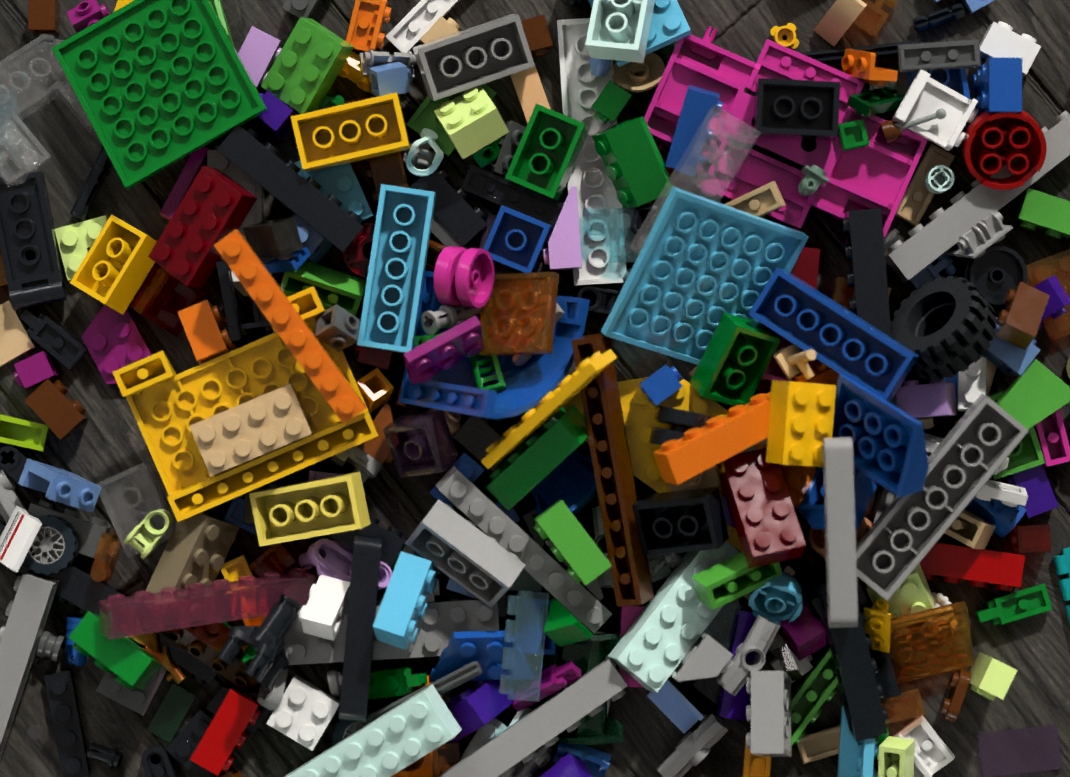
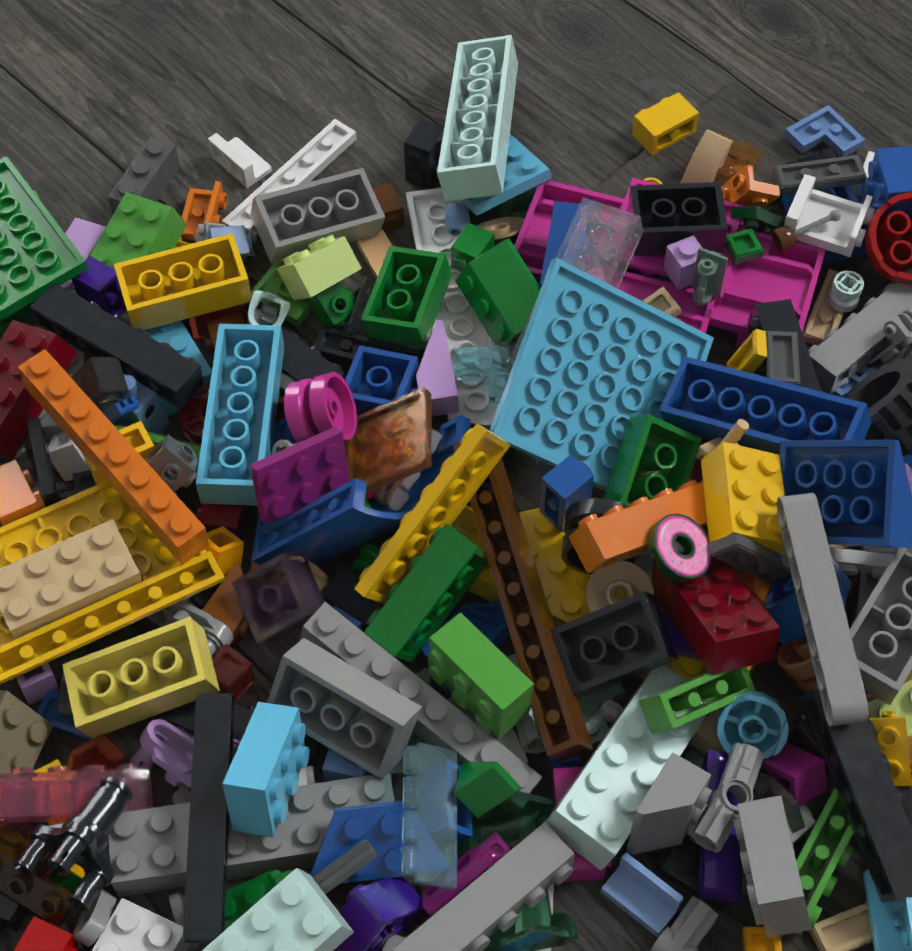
camera: 10 degrees left, 30 degrees down
(325, 607) = (161, 796): white brick -> none
(378, 496) = (232, 671): none -> clear red panel
(753, 470) = (693, 540): none -> tile
(792, 471) = (750, 557): none -> dark grey tile
(797, 155) = (681, 261): none -> lavender brick
(833, 260) = (750, 353): none -> yellow tile
(860, 275) = (783, 357): none -> dark grey tile

